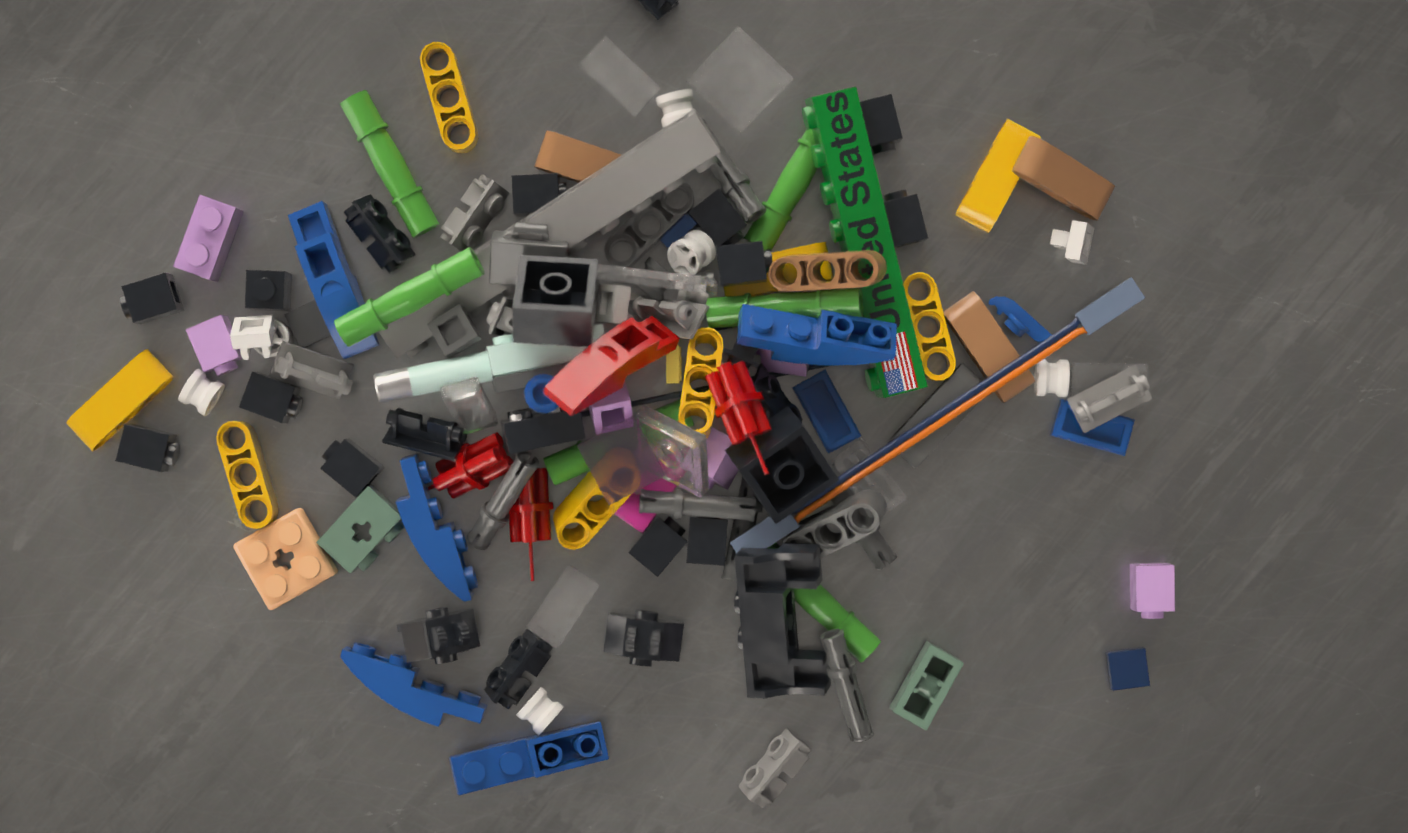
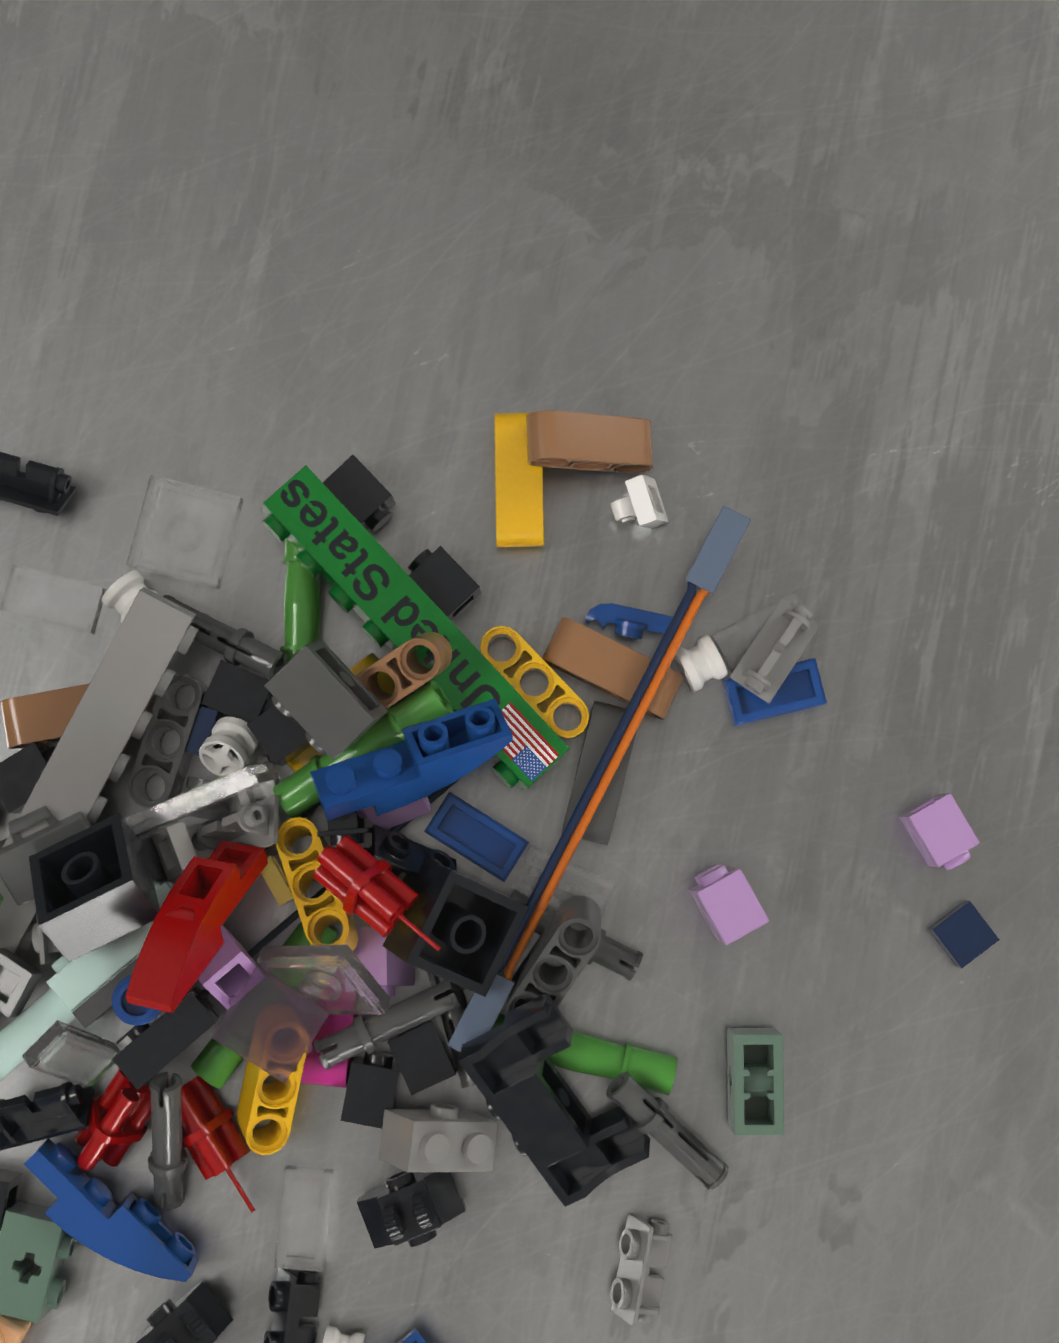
camera: 30 degrees left, 5 degrees down
(688, 602) = (438, 1140): none -> light grey brick
(781, 260) = (325, 699): none -> dark grey brick
(976, 553) = (727, 903): none -> lavender brick

